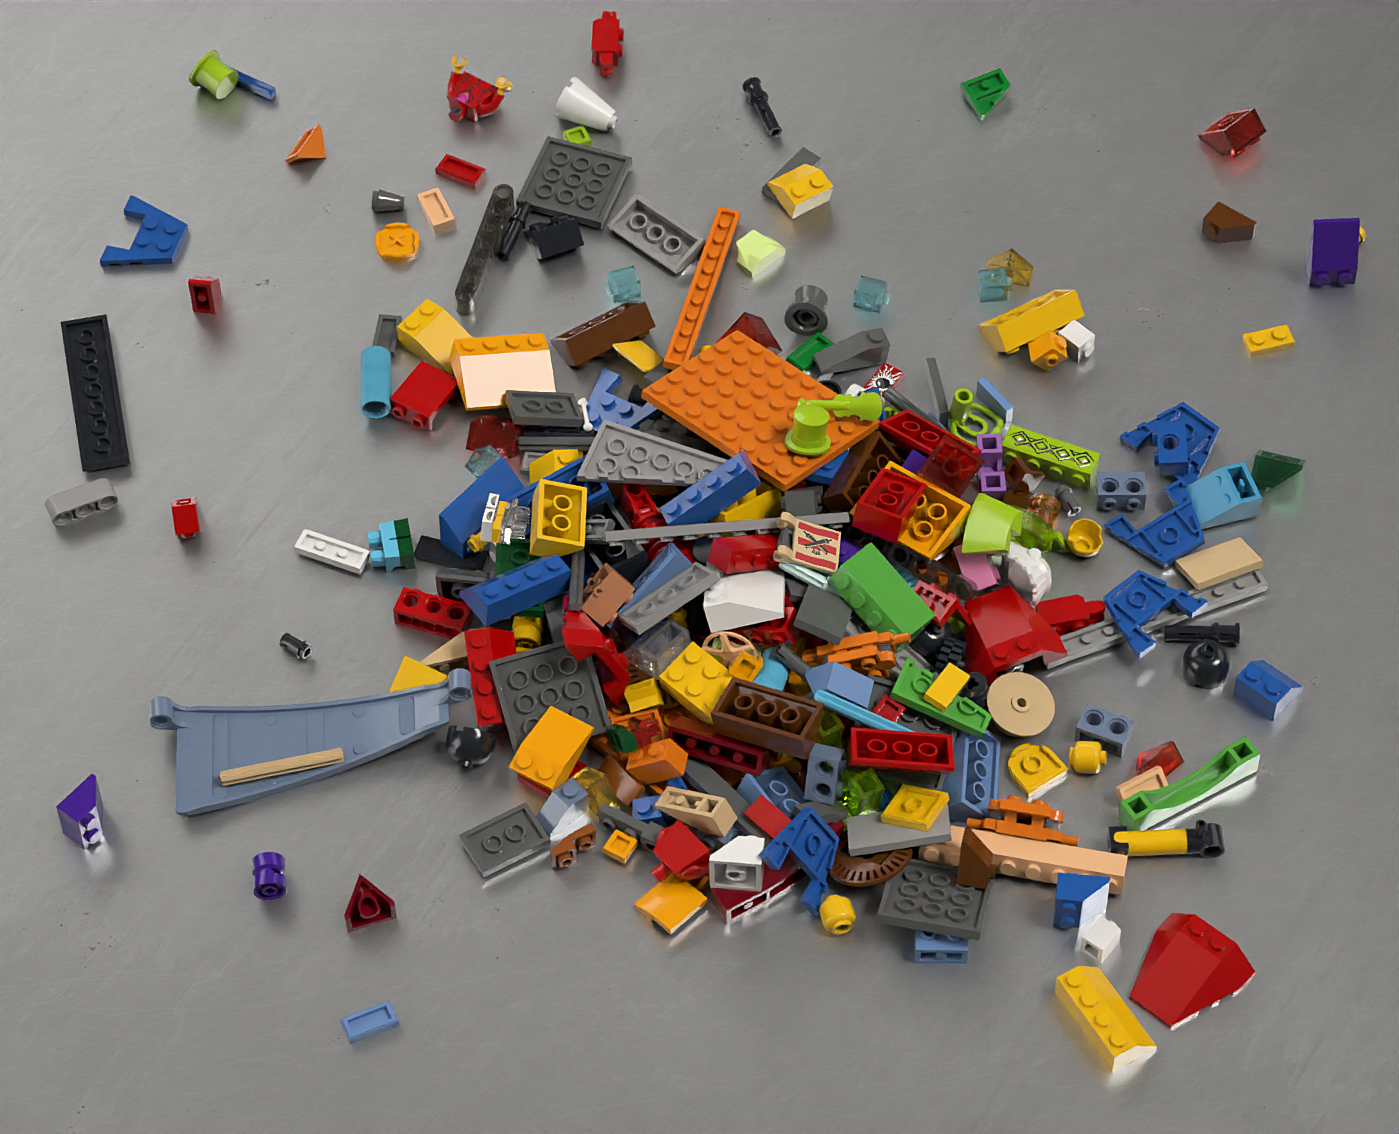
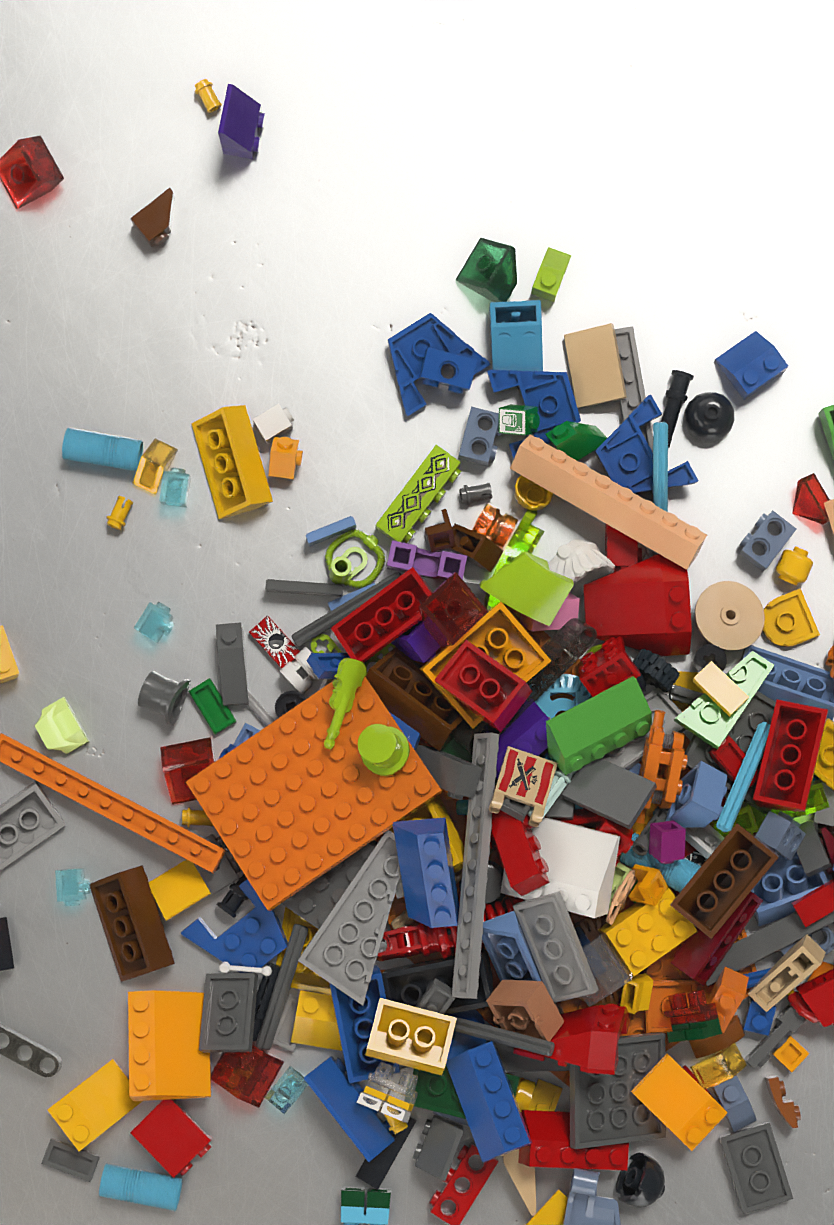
camera: 80 degrees left, 30 degrees up
(790, 663) = (667, 841): none -> magenta brick
(958, 253) = (119, 514): none -> yellow pin
(1009, 224) = (95, 449): none -> medium azure piece
(1092, 582) = (608, 501): none -> light nougat brick
(1123, 620) = (660, 465): none -> medium azure axle
(1141, 555) = (576, 438): none -> green slope
(1145, 509) = (518, 419): none -> green brick
(1268, 341) = (318, 225): yellow plate -> none
(1291, 514) = (551, 274): none -> lime slope

